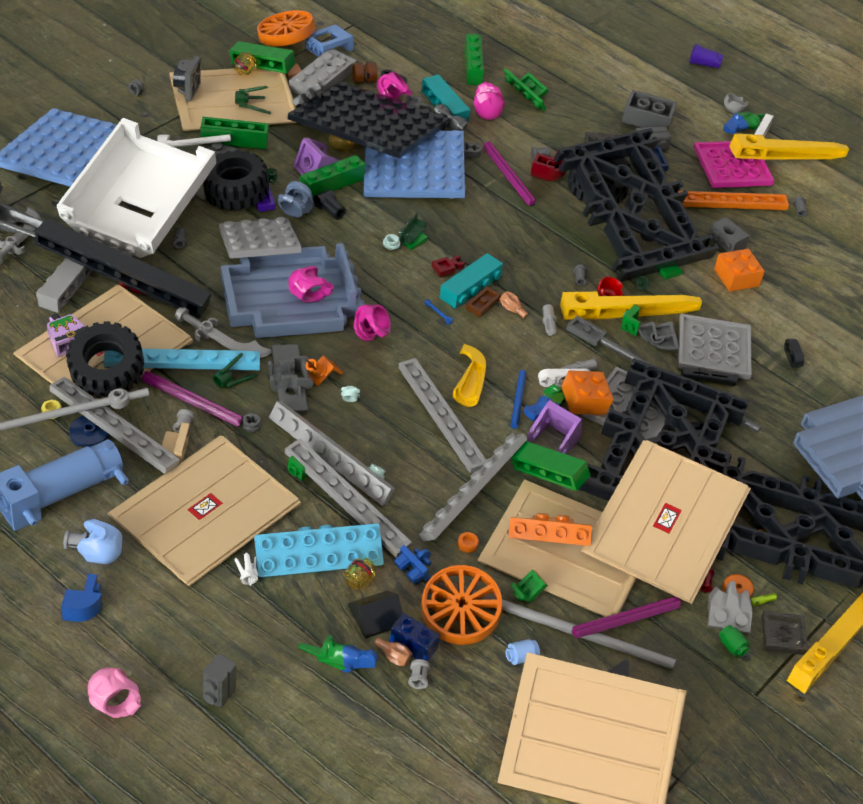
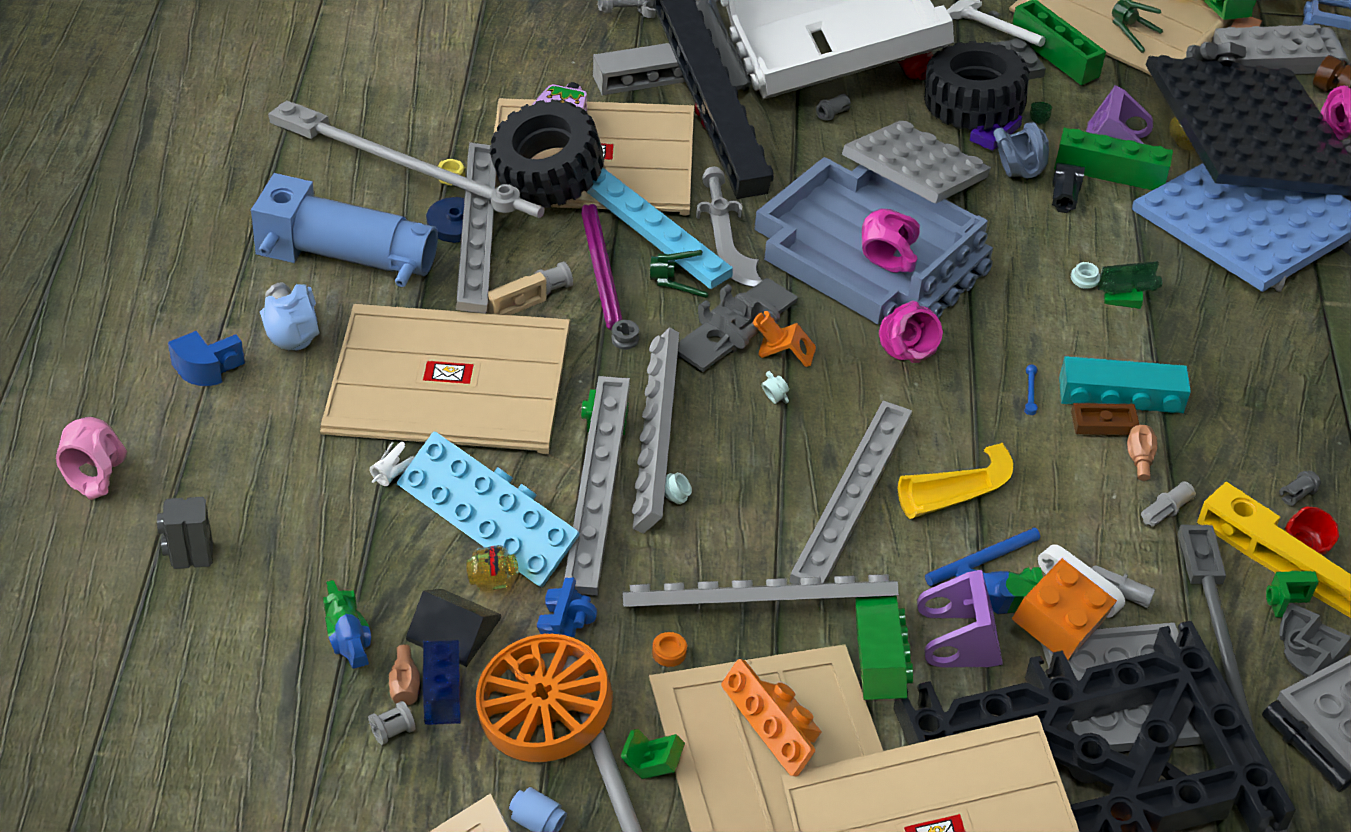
camera: 55 degrees right, 0 degrees up
(446, 266) = (1117, 346): dark red plate -> none

